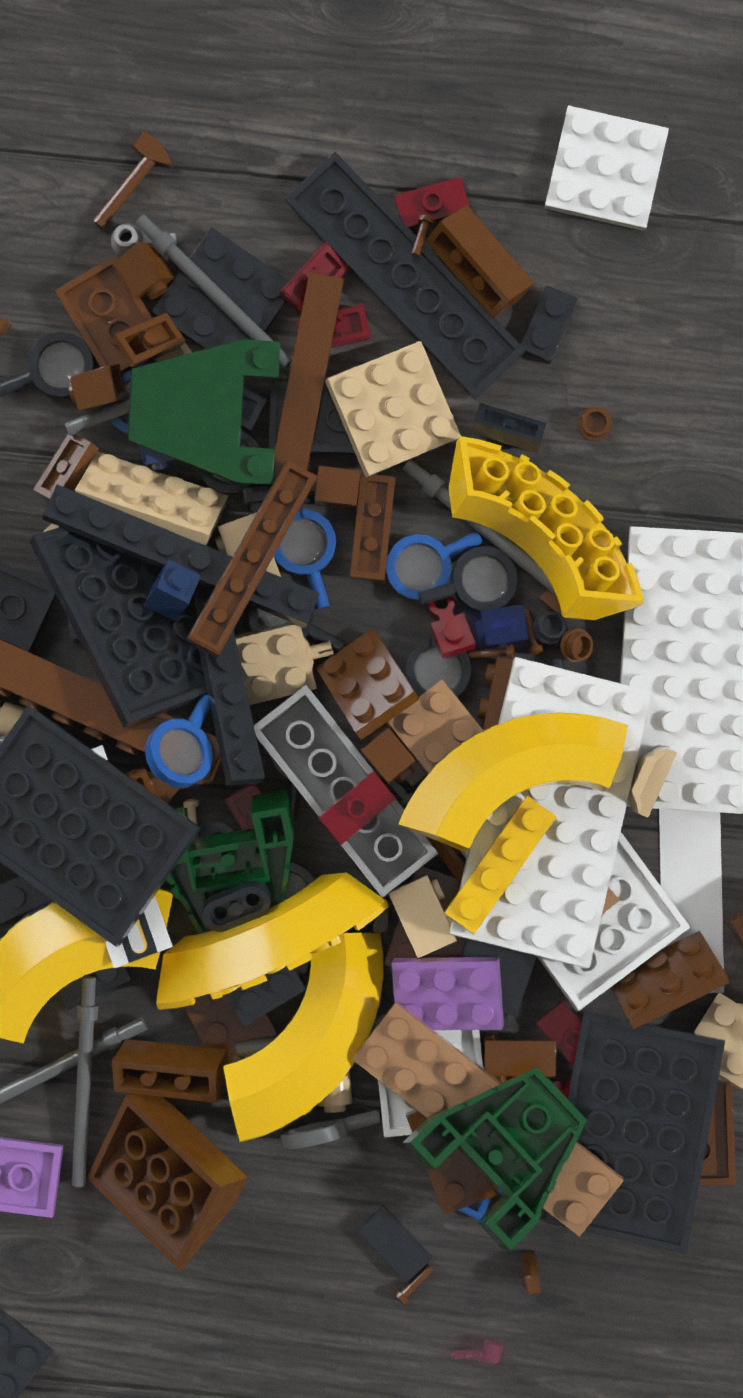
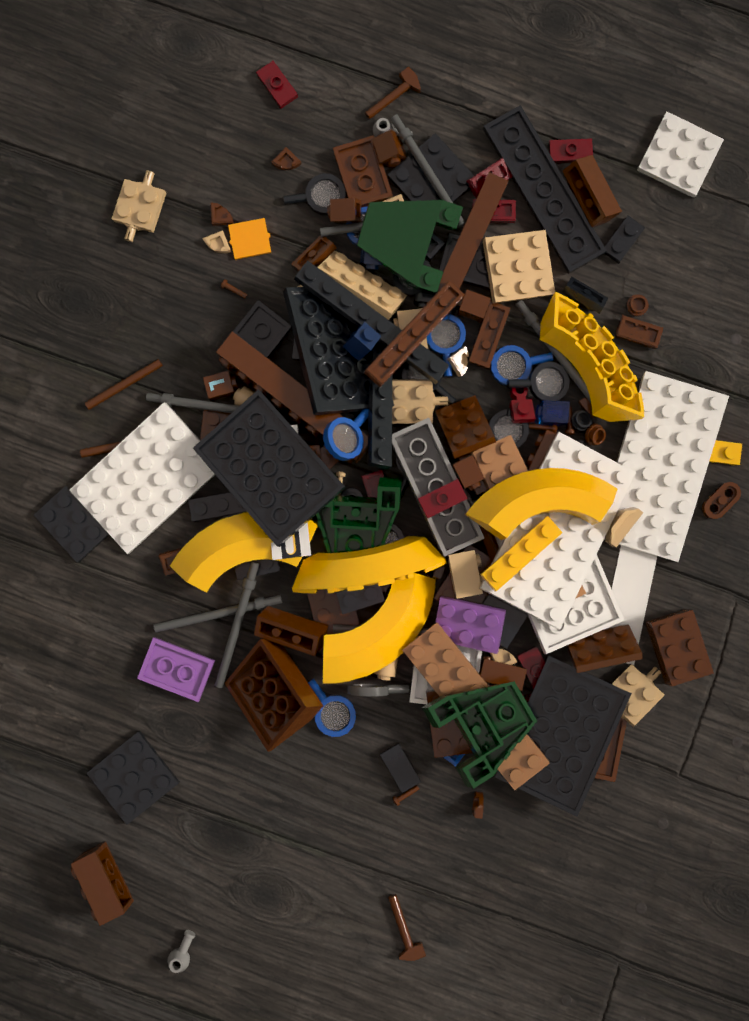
camera: 10 degrees right, 0 degrees up
(149, 340) = (383, 189): reddish brown slope -> none
(237, 905) = (355, 541): black plate -> none
(273, 1185) = (336, 715): none -> piece
(335, 579) = (459, 361): none -> tan tile
(425, 222) = (564, 160): reddish brown piece -> none
(490, 1355) = (442, 847): clear pink hand -> none
(516, 1029) = (504, 657): none -> tan tile
(607, 466) = (639, 332): none -> reddish brown plate

